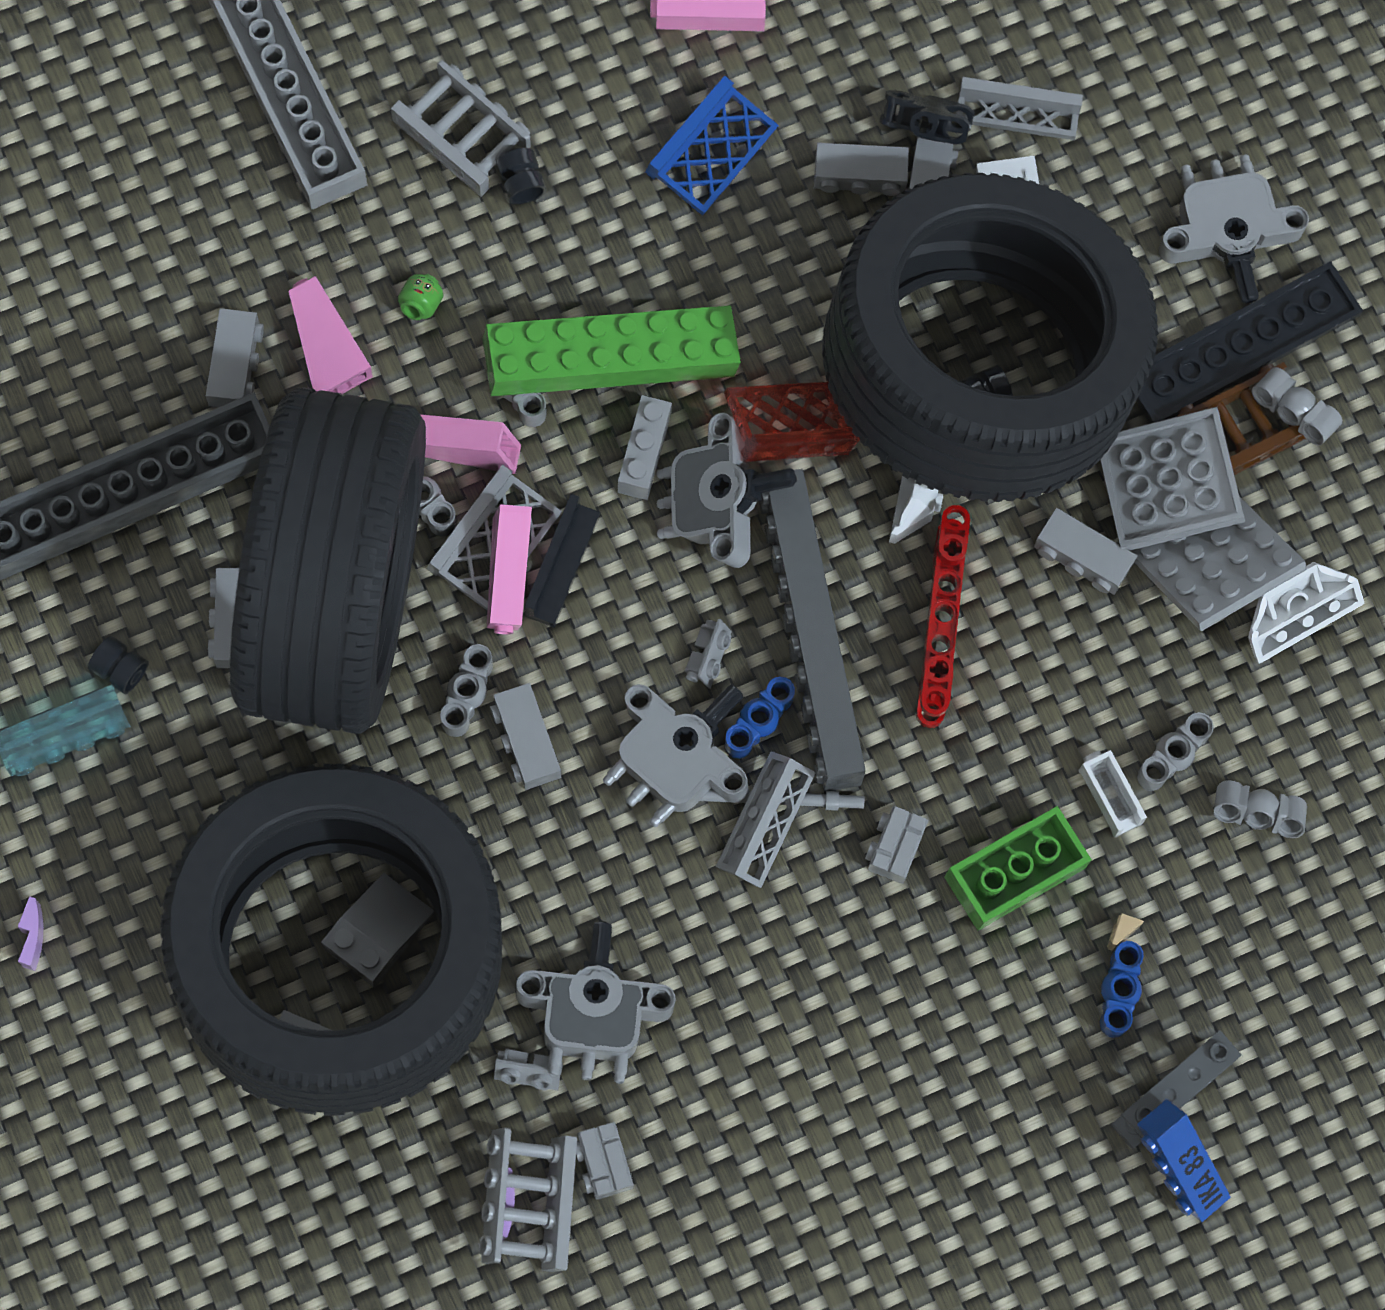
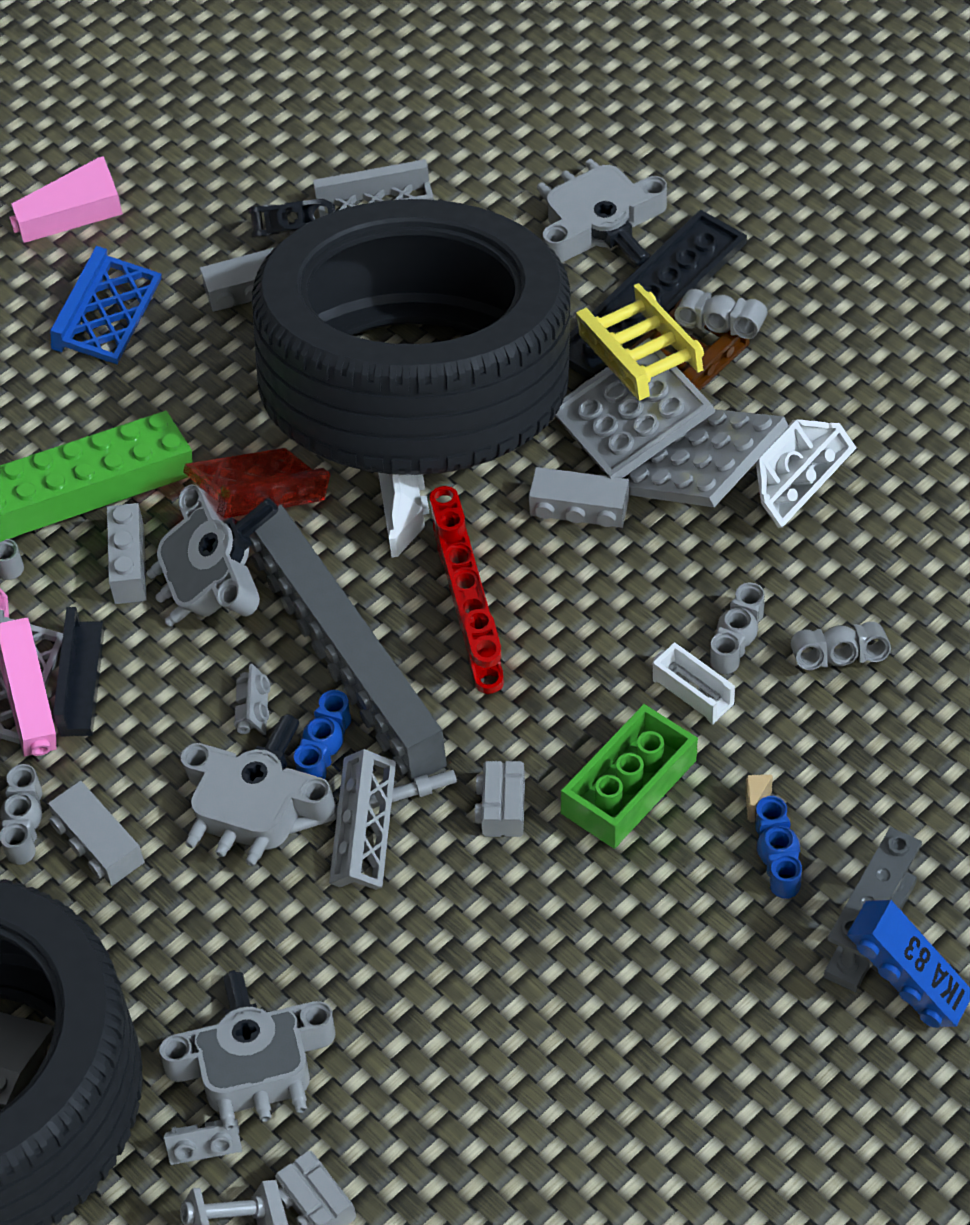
camera: 10 degrees left, 20 degrees down
(1181, 428) = (623, 360): none -> light yellow fence

